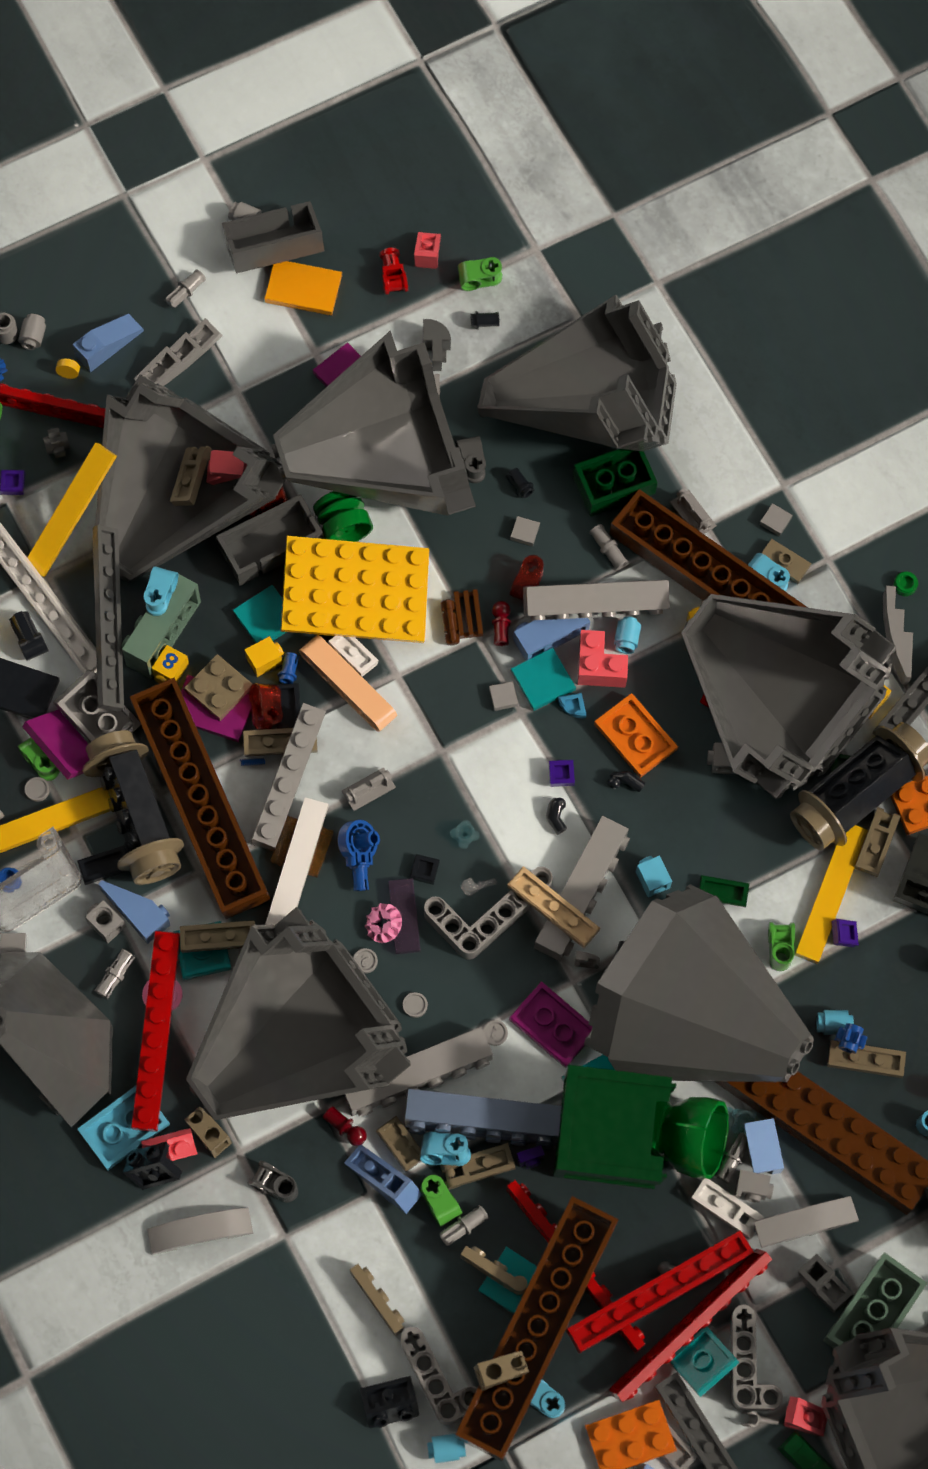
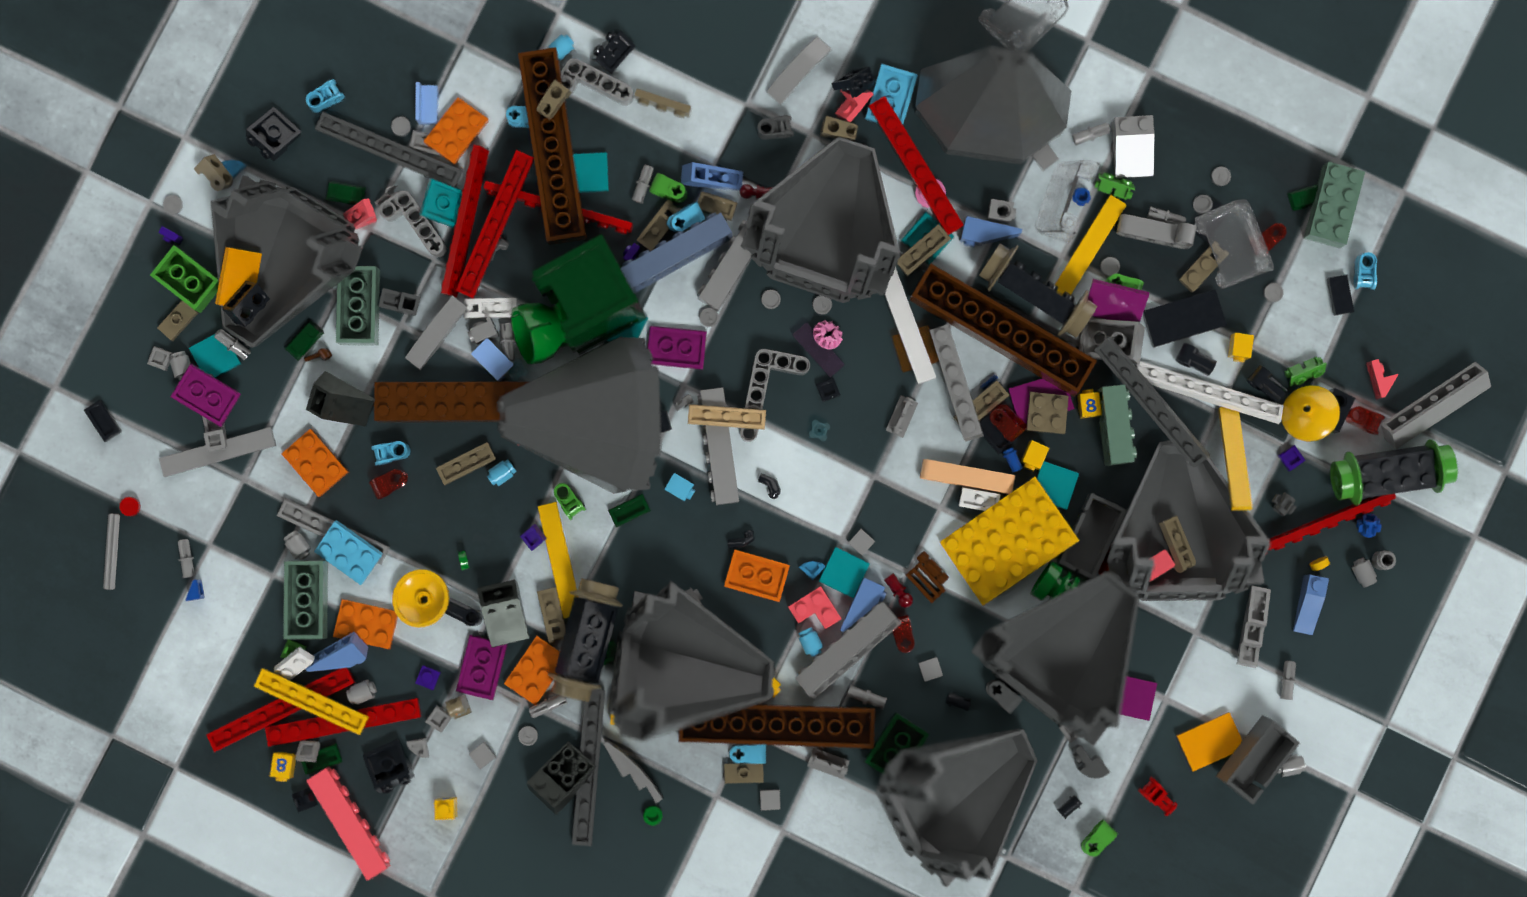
camera: 145 degrees right, 15 degrees up
(101, 865) = (1030, 247): black tile -> none
(114, 974) = (969, 184): light grey pin -> none
(159, 590) = (1132, 441): medium azure piece -> none
(358, 850) = (877, 369): blue pin -> none
(427, 250) = (1148, 832): coral slope -> none
(470, 888) = (790, 398): clear hand -> none
(494, 1270) = (604, 167): dark tan plate -> none
(561, 773) = (786, 515): dark purple plate -> none
(851, 1038) = (482, 465): blue gear -> none

